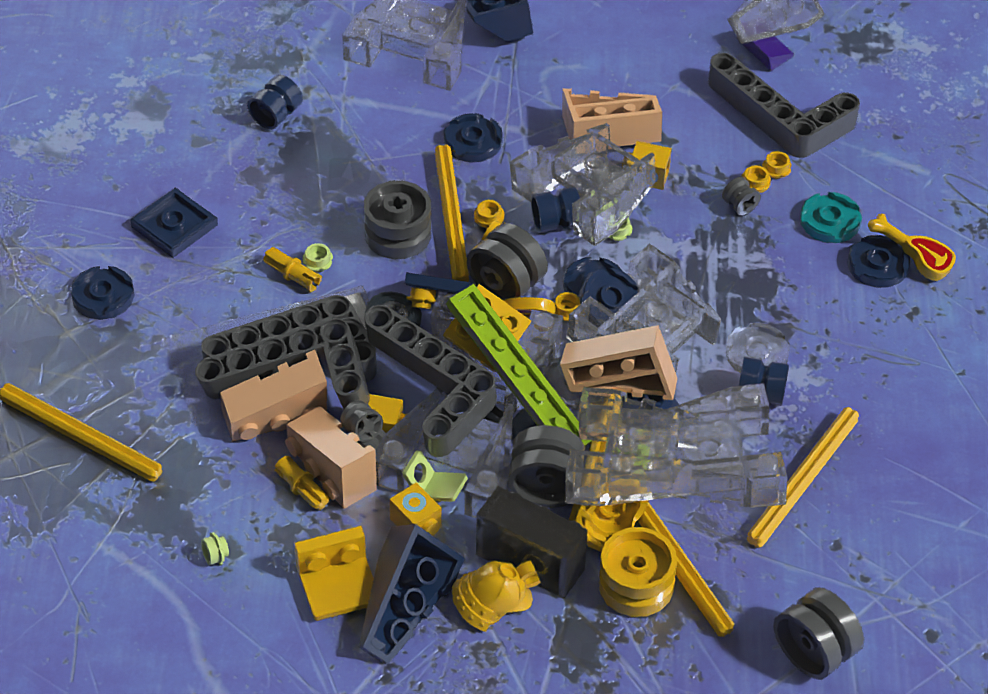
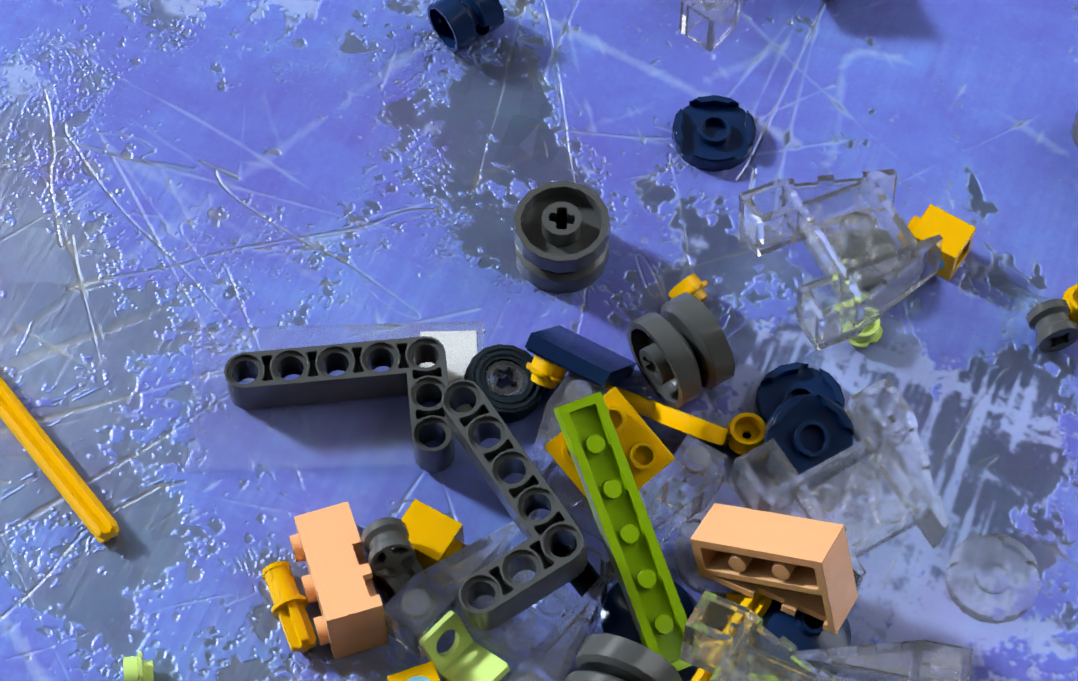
camera: 20 degrees right, 10 degrees up
(102, 292) = (144, 238): dark blue tile -> none
(174, 222) = (274, 158): dark blue tile -> none
(263, 357) = (335, 423): dark grey beam -> none
(276, 400) = (294, 475): light nougat wedge -> none
(292, 269) = (398, 272): yellow axle -> none
(317, 257) = (438, 255): yellowish green plate -> none
(451, 213) = (641, 243): yellow axle -> none
(487, 212) = (691, 257): yellow plate -> none
(553, 210) = (779, 277): dark blue wheel -> none
(629, 116) = (929, 161): light nougat wedge -> none
(772, 376) = (988, 635): dark blue wheel -> none

